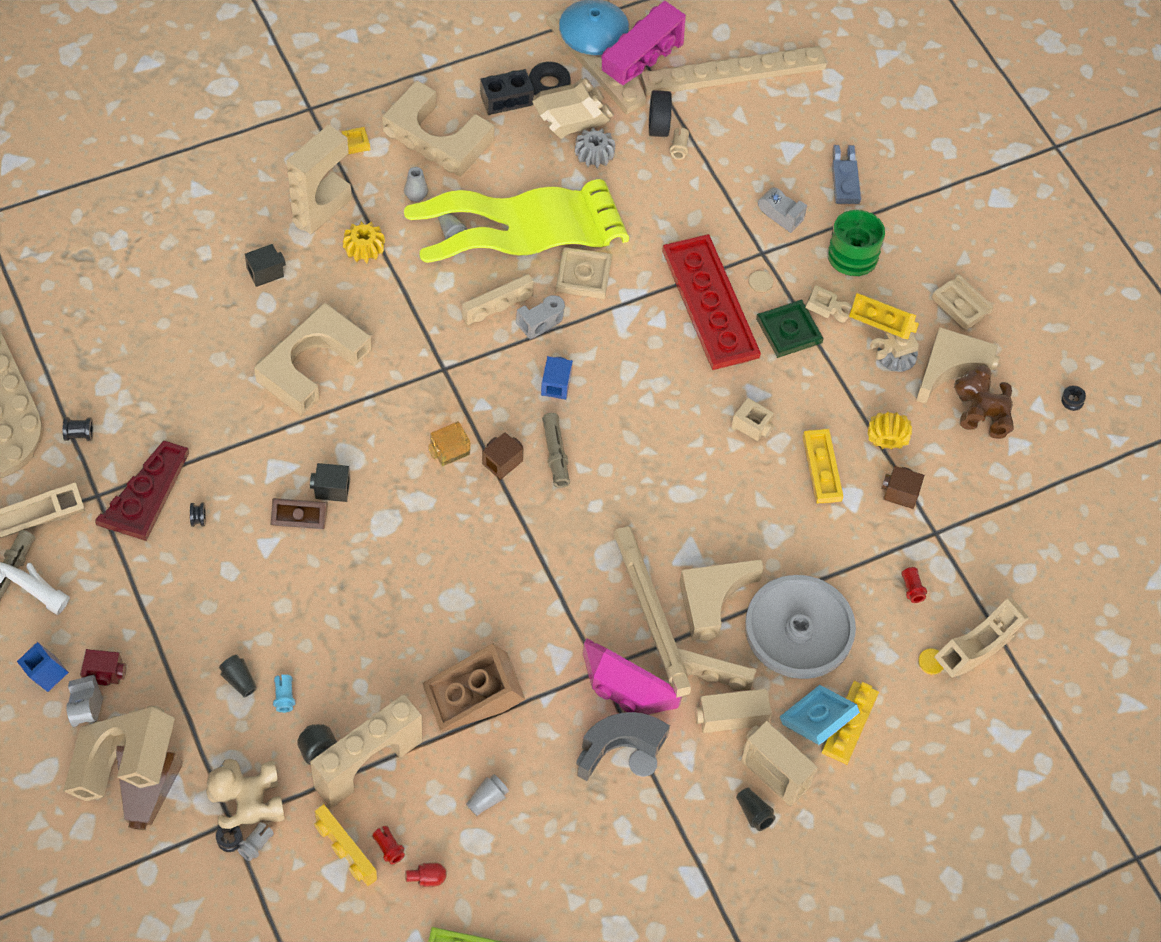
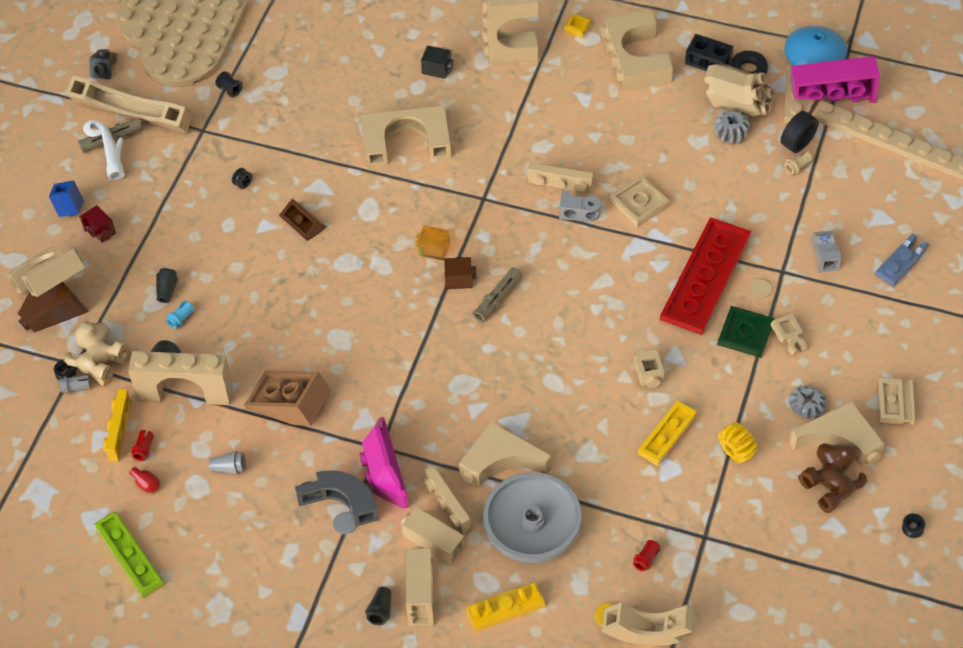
camera: 50 degrees right, 5 degrees down
(84, 701) = (66, 234): light grey leg -> none
(142, 500) = (221, 149): dark red wing -> none
(331, 482) = (337, 214): pearl dark grey brick -> none
(363, 241) = (512, 87): yellow gear -> none
(415, 185) = (583, 74): light grey cone -> none
(450, 225) = (579, 116): light grey cone -> none
(534, 219) = (640, 145): neon yellow flag -> none
(556, 377) = (545, 250): blue brick -> none
(652, 611) = (444, 433): tan piece -> none
(819, 714) = (483, 581): medium azure plate -> none
(856, 242) = (851, 305): green wheel -> none
(883, 316) = (815, 365): yellow plate -> none
(894, 344) = (810, 392): tan plate -> none
(902, 486) = (710, 487): reddish brown brick -> none

